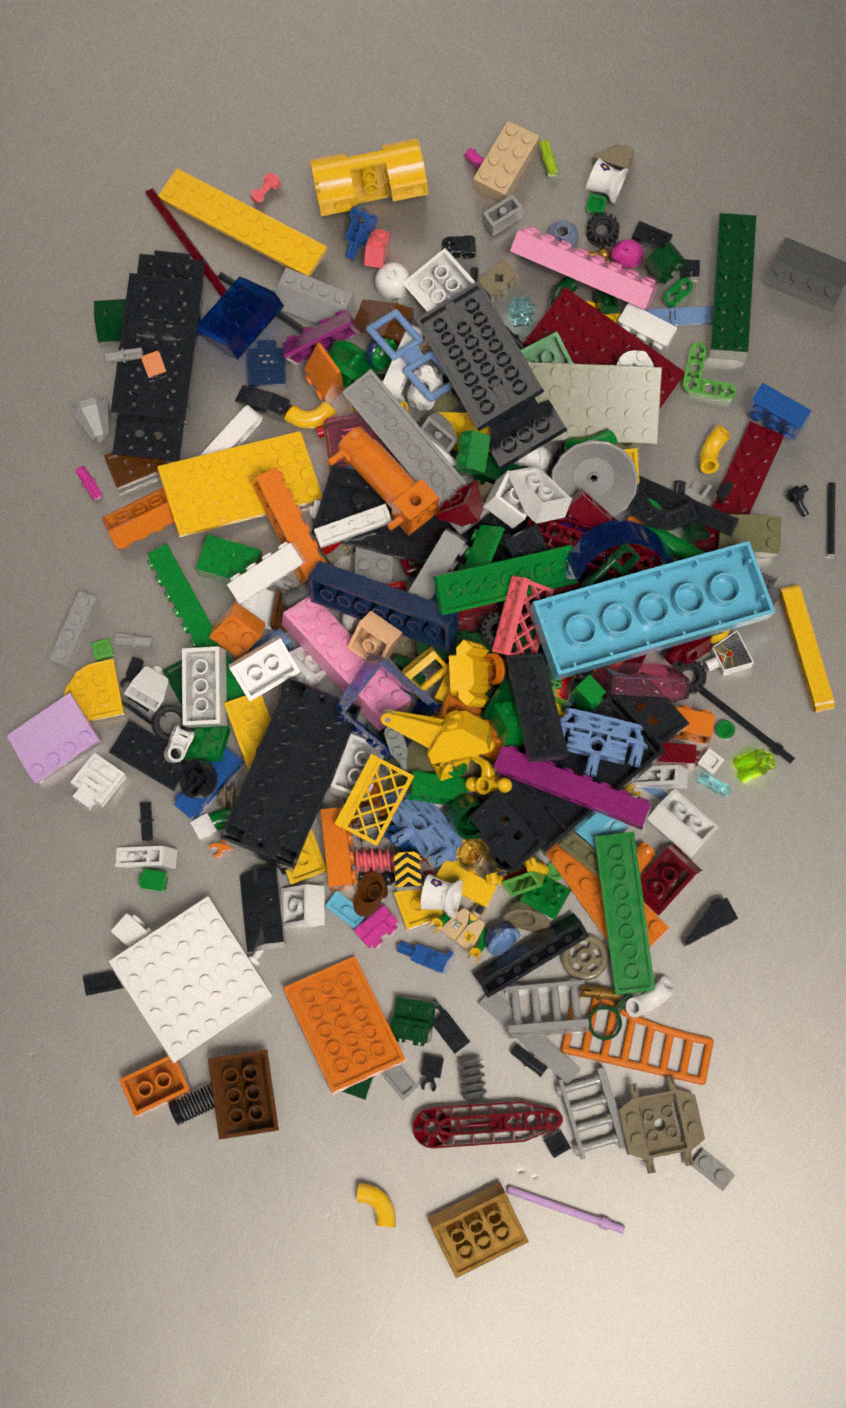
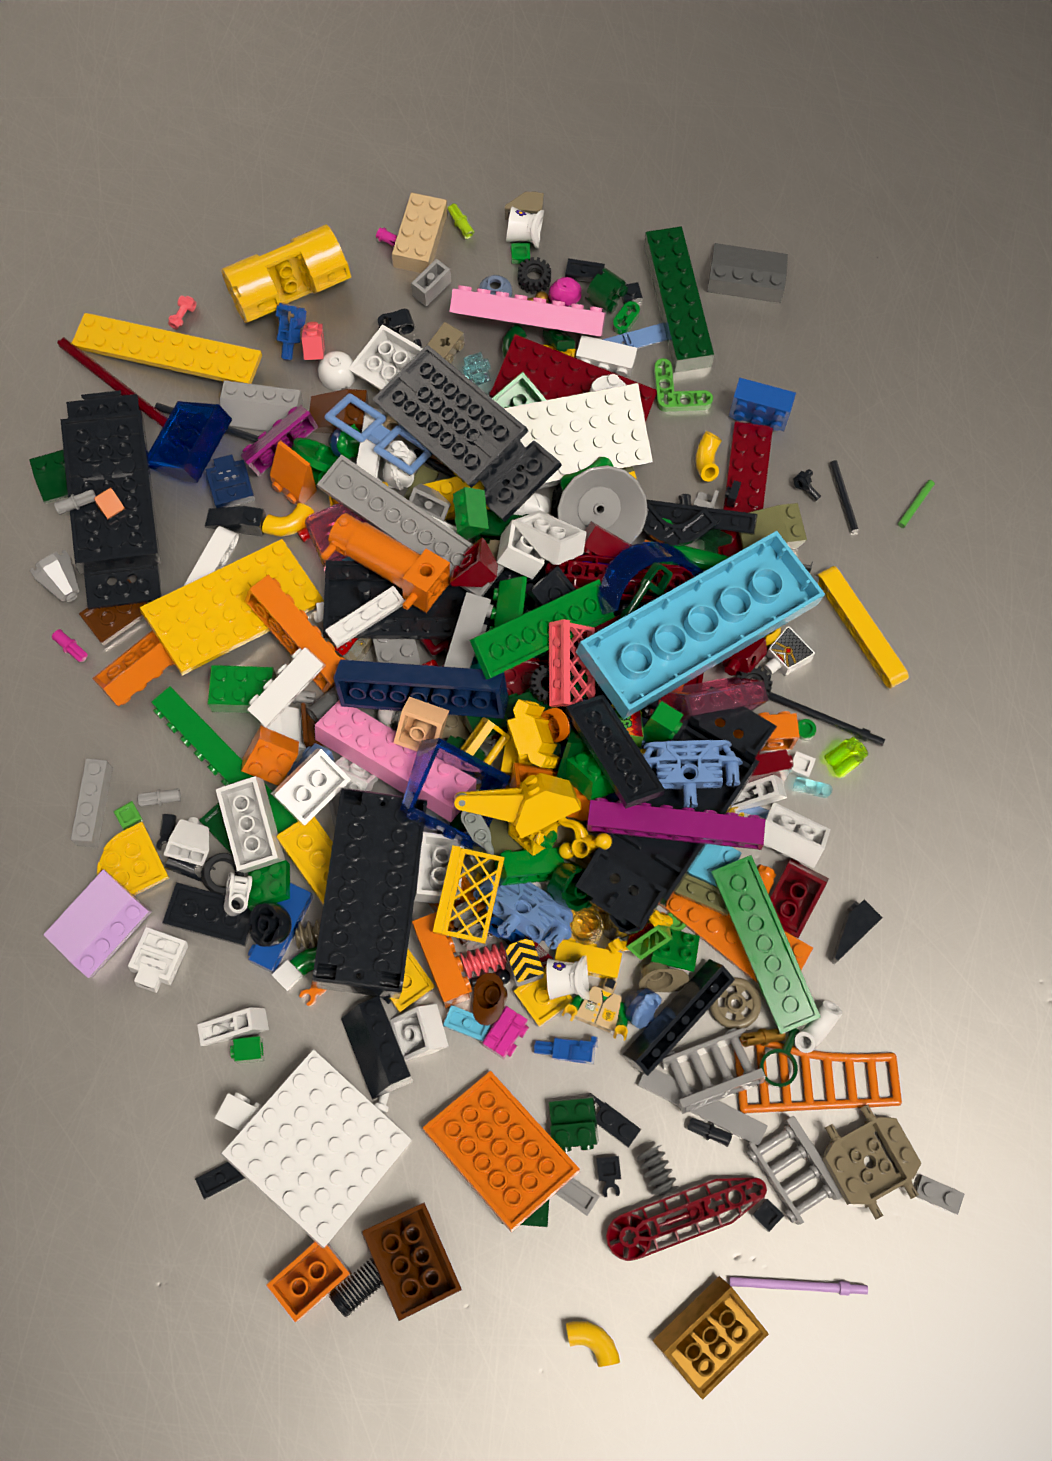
camera: 25 degrees left, 5 degrees down
(146, 821) = (222, 986): black axle -> none

